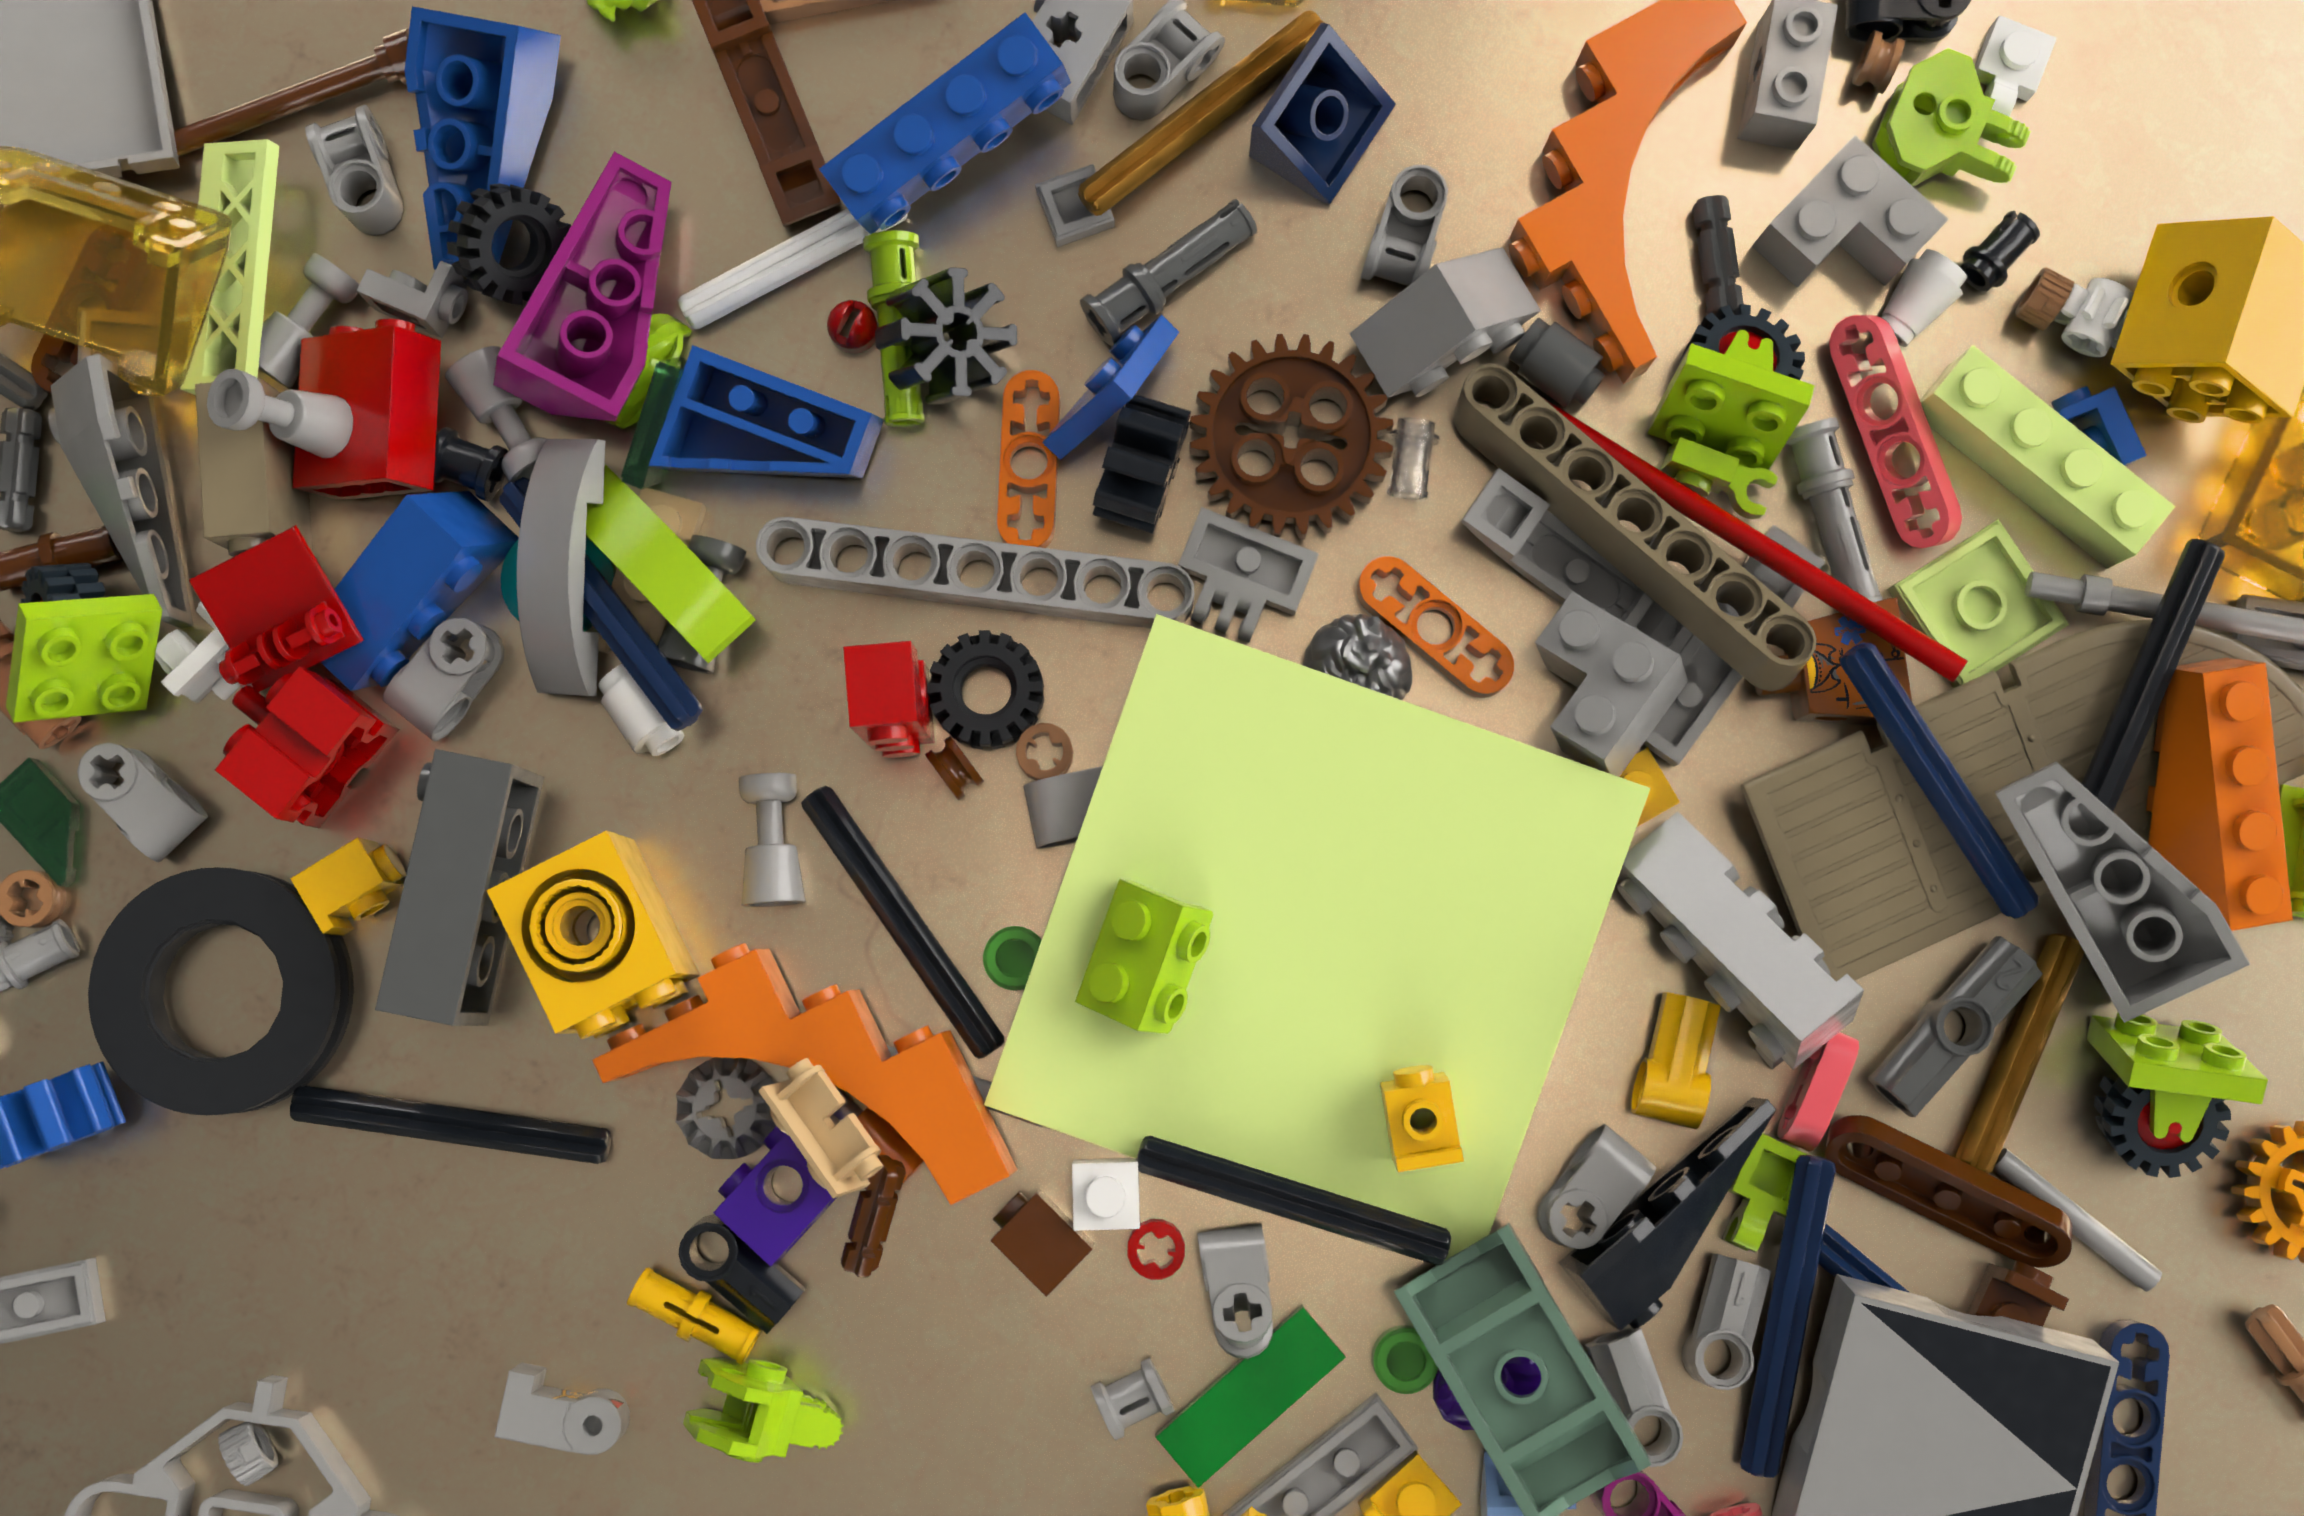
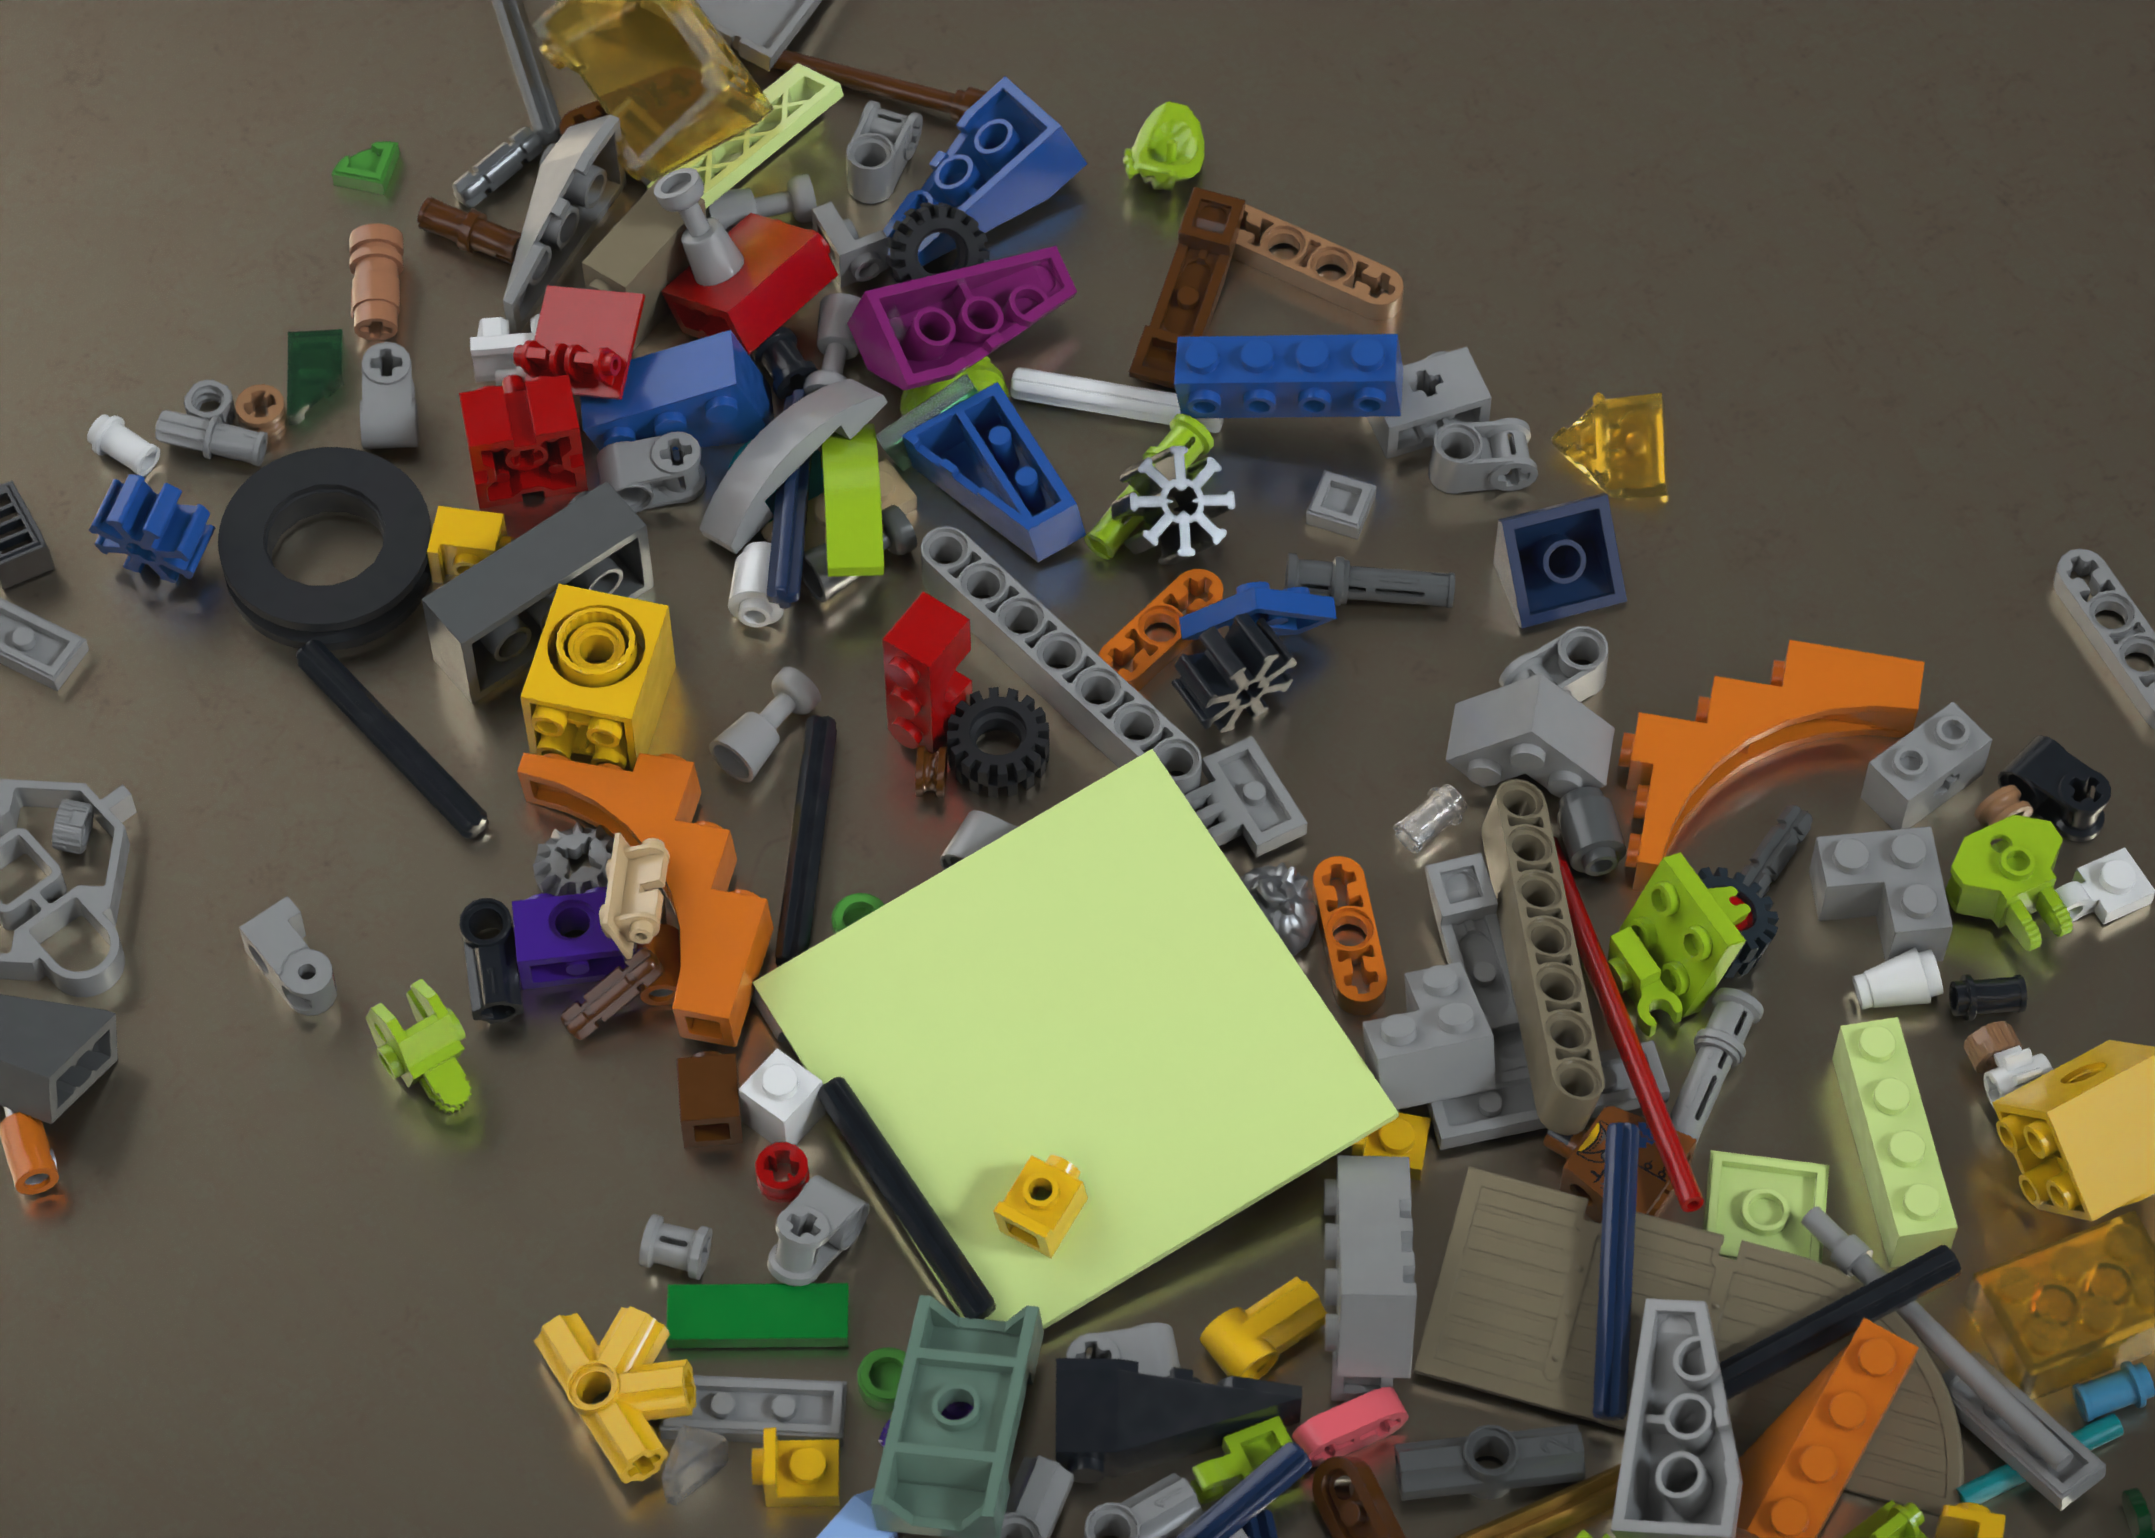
camera: 40 degrees right, 25 degrees down
(80, 648) = (440, 281): lime plate -> none
(694, 1315) = (424, 940): yellow pin -> none
(862, 331) = (1121, 458): red hinge -> none
(1058, 739) = (1004, 794): medium nougat bush -> none
(1144, 958) = (948, 958): lime bracket -> none
(1197, 116) = (1449, 503): pearl gold axle -> none
(1298, 381) = (1356, 741): reddish brown gear -> none
(1905, 425) = (1779, 1108): coral beam -> none
(2103, 421) = (1958, 1144): blue bracket -> none

